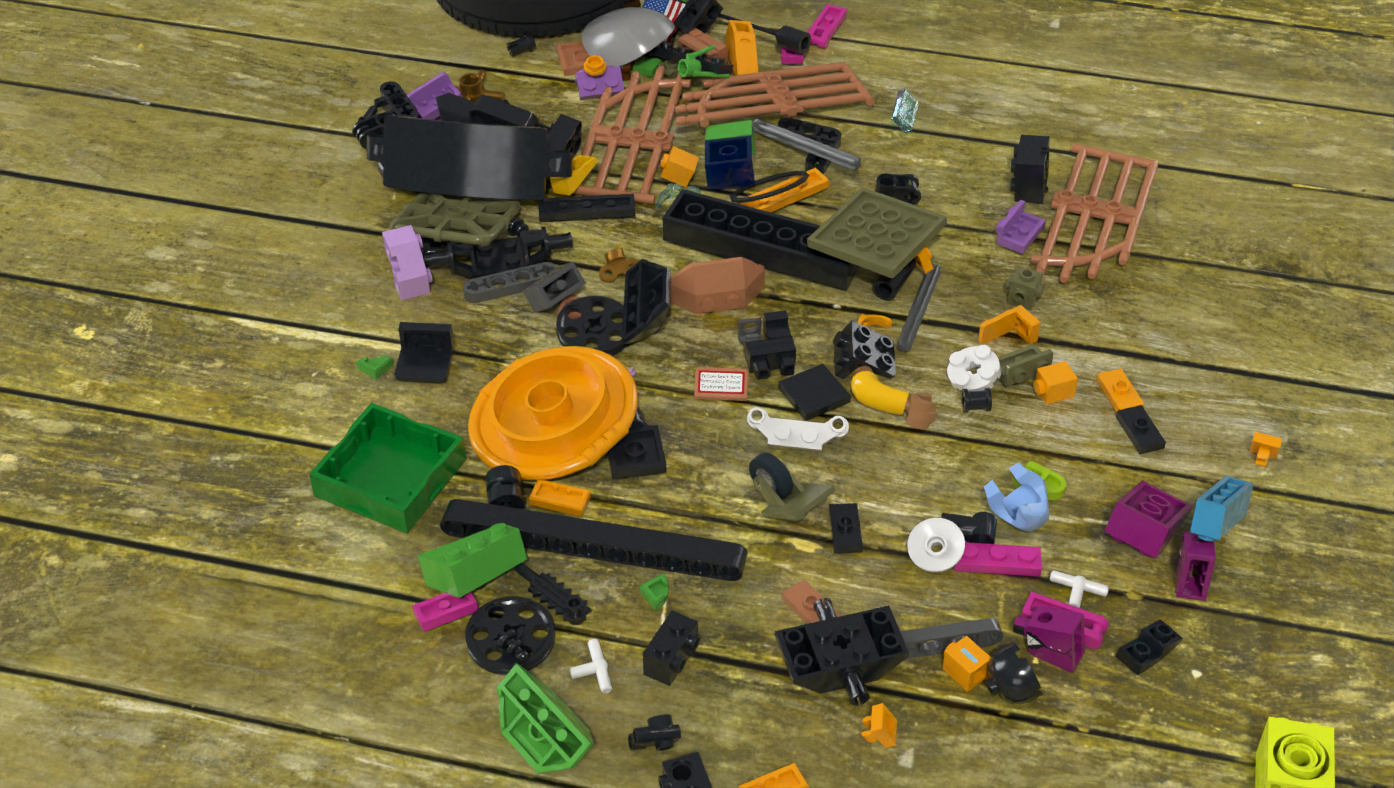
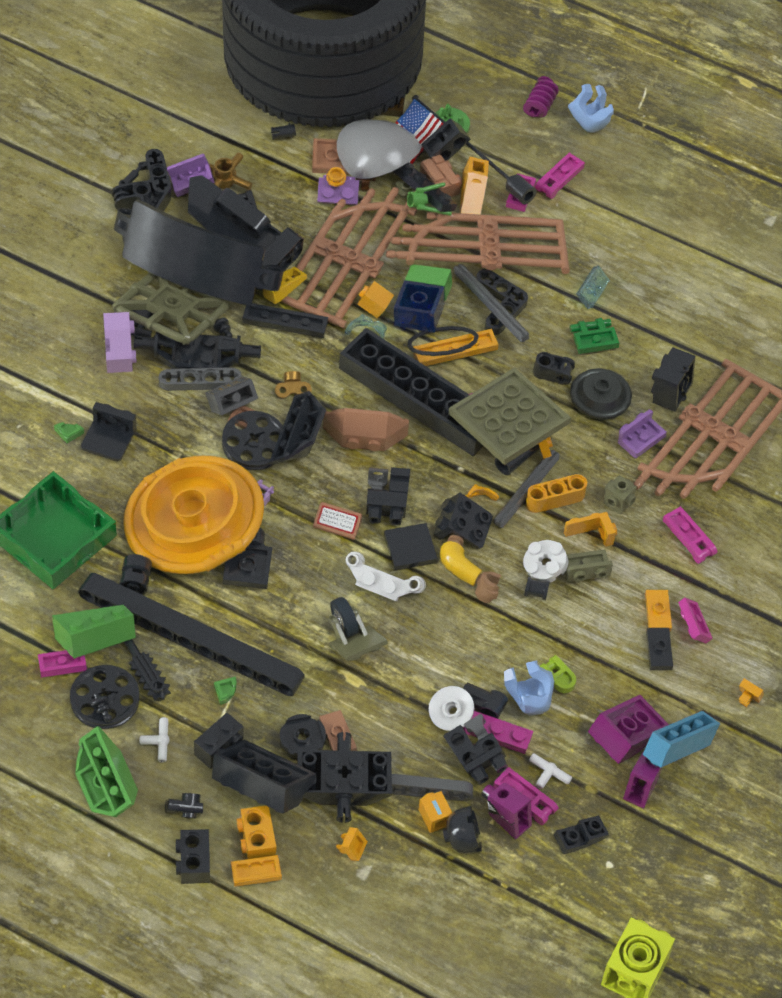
camera: 10 degrees right, 10 degrees up
(560, 497) = (177, 590): light orange plate -> none
(647, 66) = (386, 181): bright green tile -> none
(742, 672) = (262, 775): none -> black slope
(762, 742) = (260, 833): none -> light orange brick
(765, 605) = (301, 724): none -> black plate
(845, 528) = (389, 674): black plate -> none
(926, 153) = (594, 340): none -> green plate
(954, 303) = (565, 490): none -> light orange beam
(960, 201) = (601, 394): none -> pearl dark grey piece
(987, 590) = (480, 755): none -> black hips
(1055, 382) = (606, 589): light orange brick -> none
(1118, 310) = (689, 534): none -> dark pink plate
(1159, 385) = (693, 616): none -> dark pink plate

